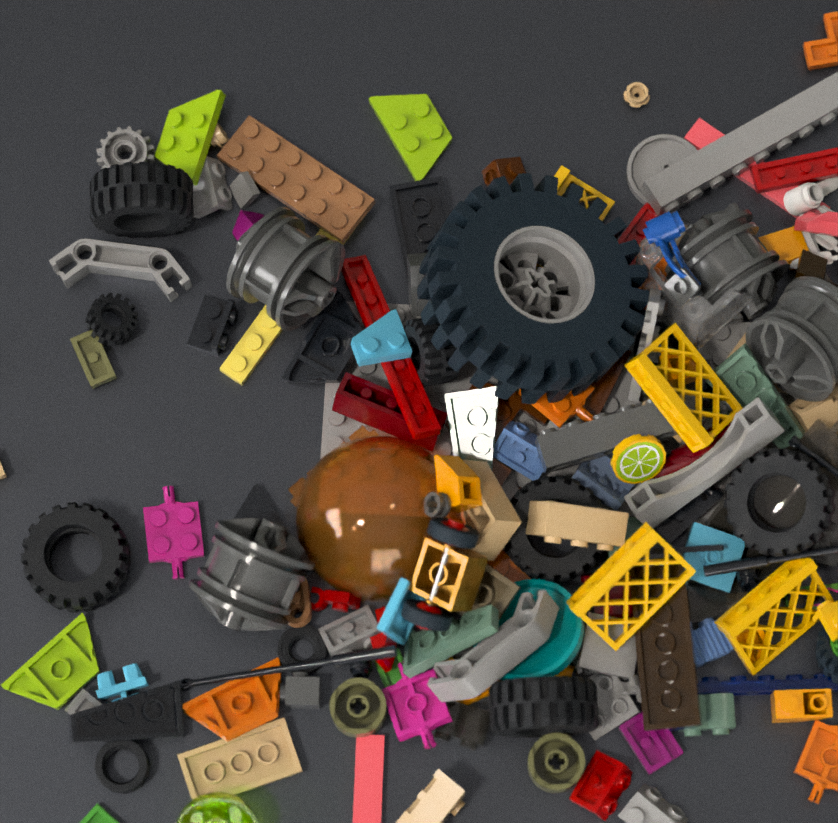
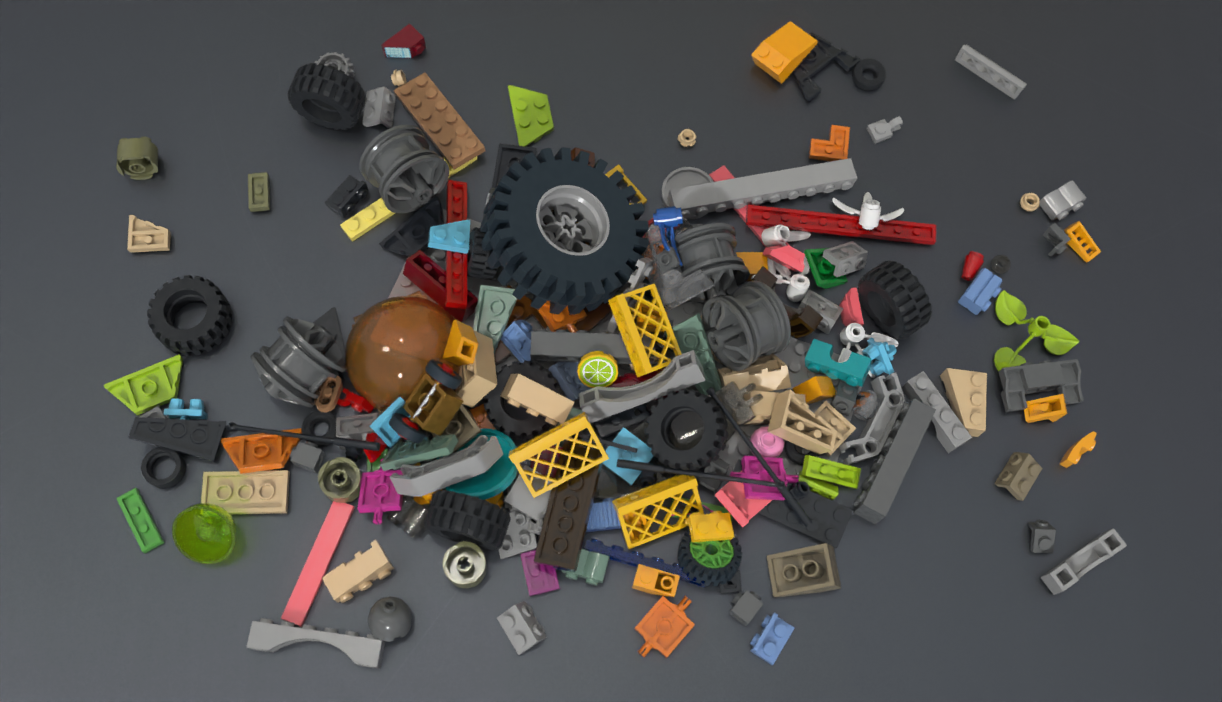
camera: 10 degrees right, 5 degrees down
(106, 331) = (276, 178): black tyre -> none
(120, 261) = (299, 134): light grey piece -> none
(173, 532) = (263, 320): dark pink plate -> none
(189, 134) = (380, 70): lime wing -> none
(206, 78) = (404, 44): none -> dark red slope
(244, 190) = (402, 115): light grey tile -> none
(437, 504) = (441, 352): dark grey bush -> none
(601, 785) = (493, 592): red bracket -> none

